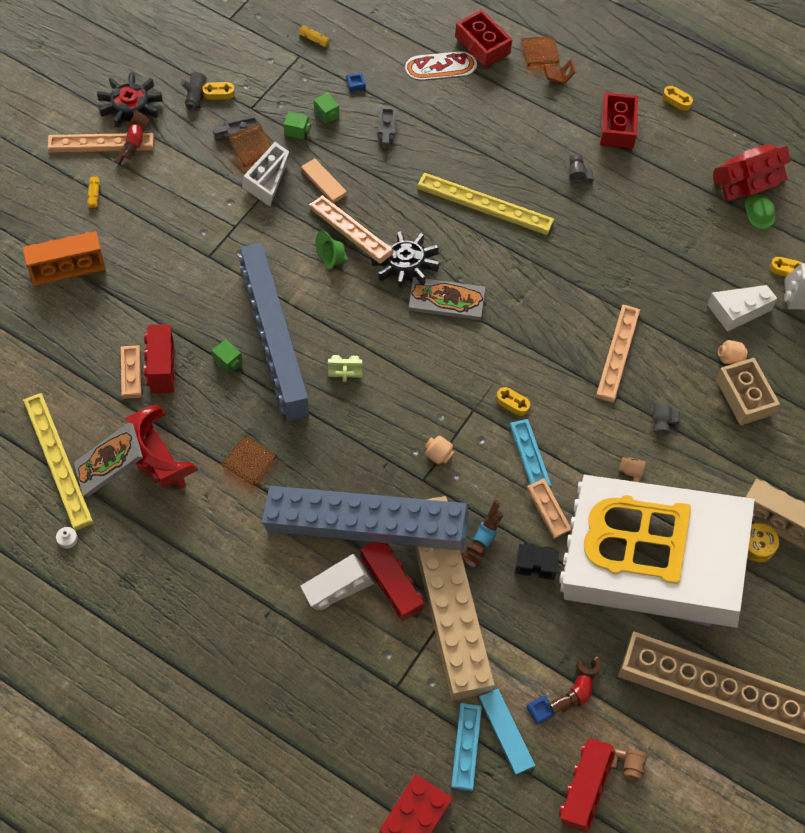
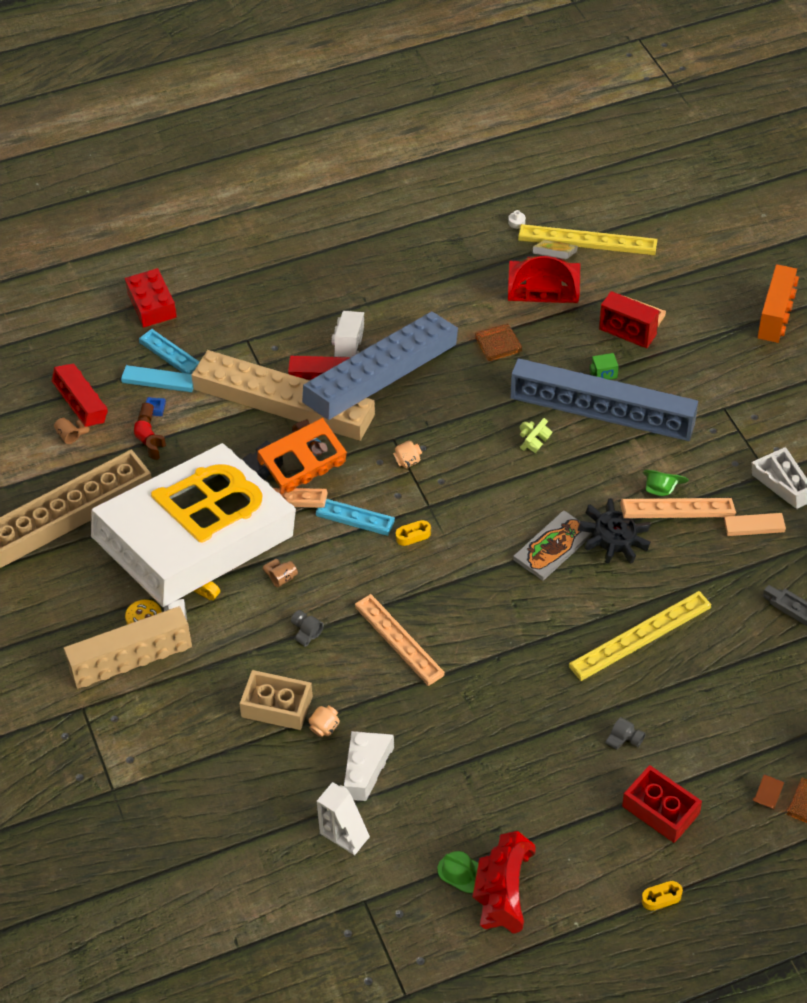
camera: 130 degrees right, 10 degrees down
(512, 526) = (297, 444): none -> orange window
(787, 266) = (375, 841): yellow beam -> none

